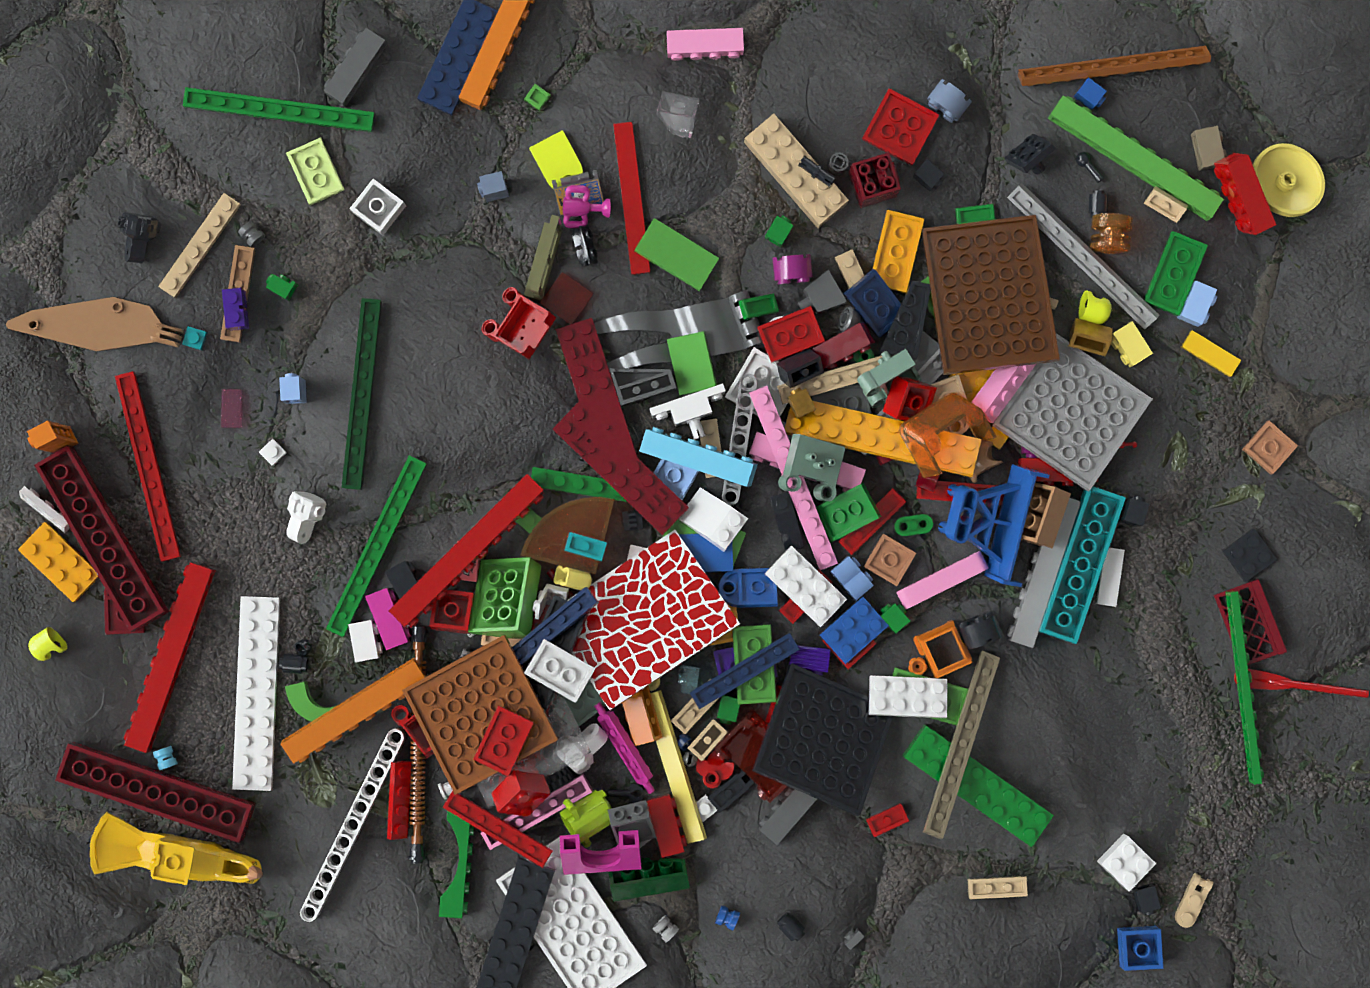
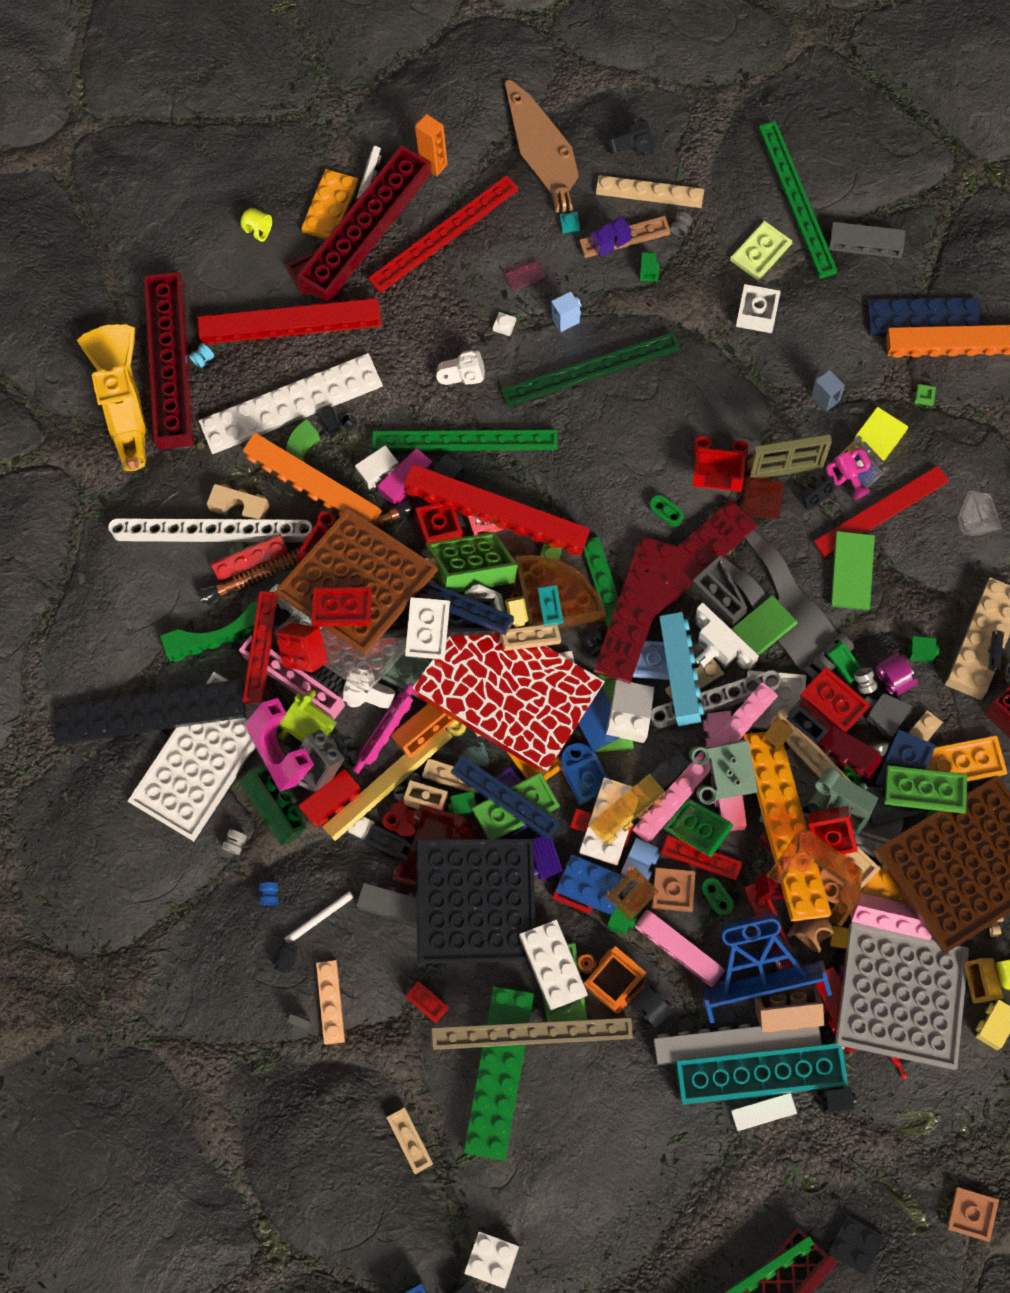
camera: 75 degrees right, 15 degrees down
(326, 799) = (224, 498): none -> tan arch
(536, 391) = (668, 509): none -> green plate
(605, 577) = (530, 637): none -> tan plate
(768, 881) = (319, 917): none -> white bar
(782, 297) = (865, 680): none -> light grey wheel
(806, 569) = (626, 810): none -> clear yellow brick
(847, 903) = (330, 1002): none -> light nougat plate
(886, 598) = (636, 898): none -> clear orange plate
(908, 299) = (925, 789): none -> bright green tile

